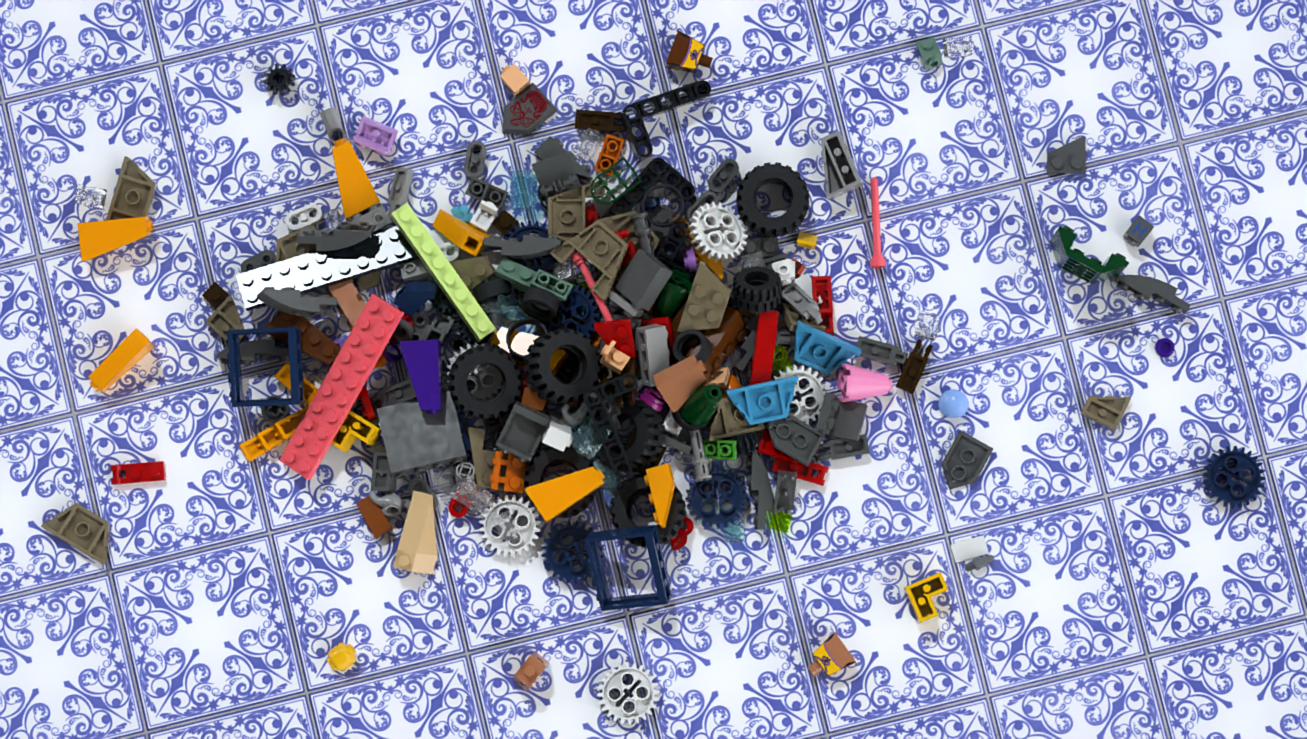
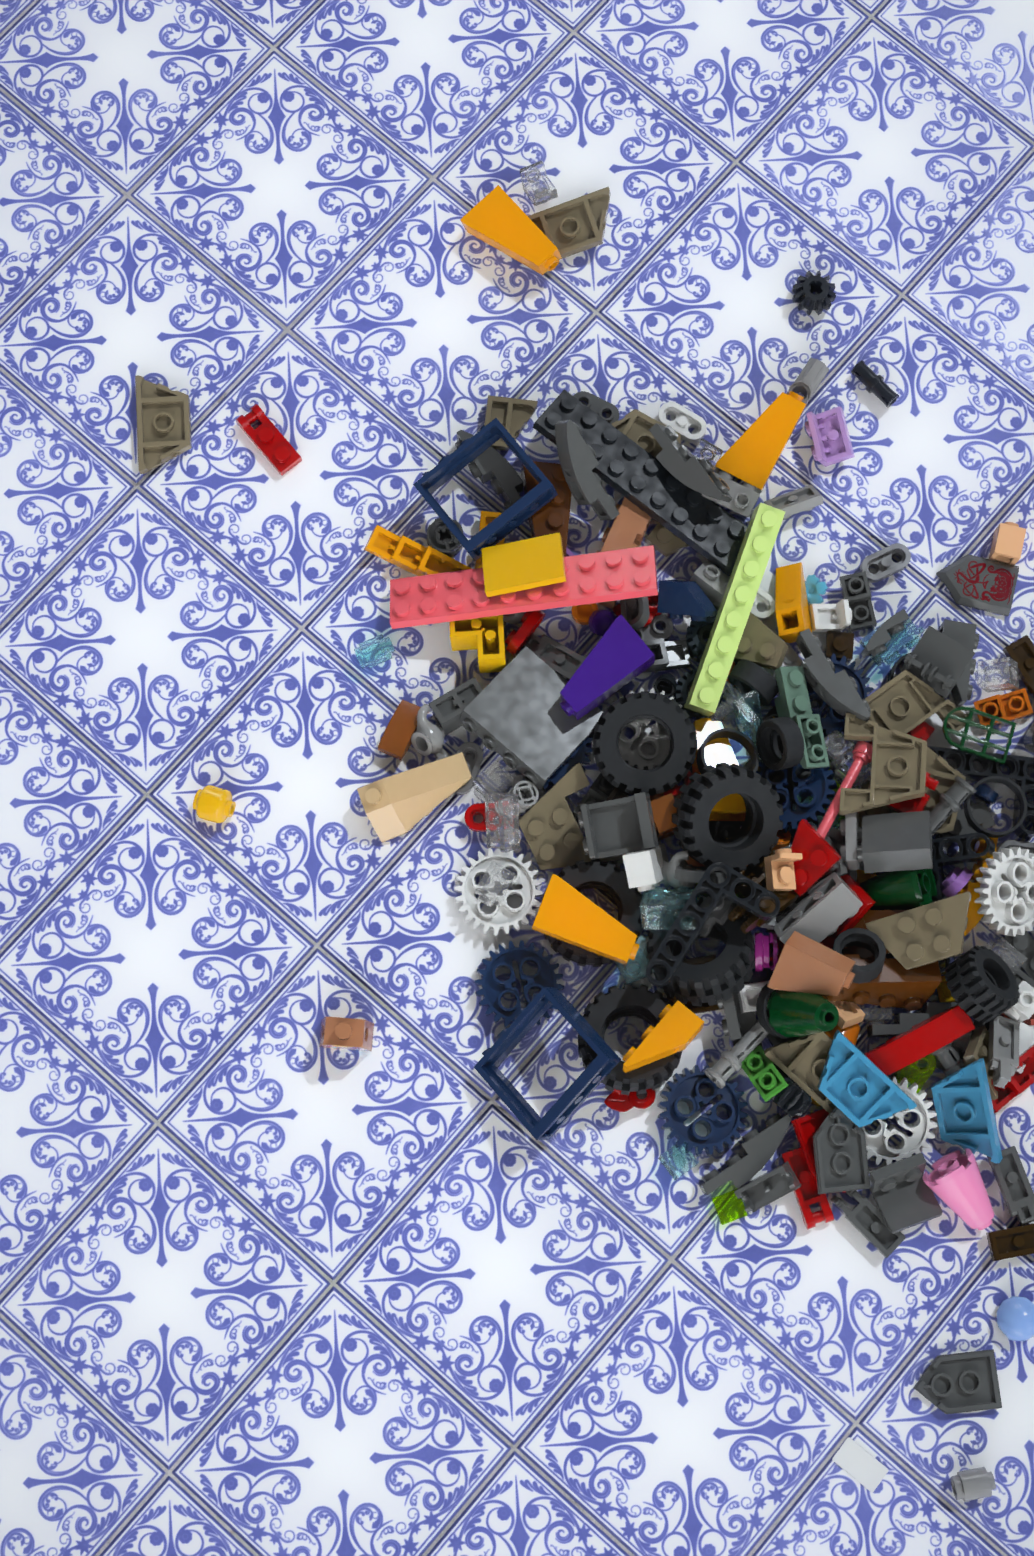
camera: 45 degrees right, 5 degrees down
(120, 361) = (381, 335): light orange slope -> none
(215, 295) = (526, 387): dark brown plate -> none
(315, 499) = (374, 651): none -> clear light blue brick
(329, 377) = (523, 564): none -> yellow tile
(361, 84) = (874, 383): none -> black pin
(514, 473) = (562, 852): orange plate -> none
(519, 198) = (881, 638): none -> dark grey slope
(642, 705) = (395, 1194): white gear -> none
(831, 657) = (611, 1386): nougat torso -> none
(921, 593) = (766, 1445): yellow brick -> none
(979, 563) = (852, 1490): dark grey bar -> none
(1021, 494) = (973, 1484): none -> light grey brick

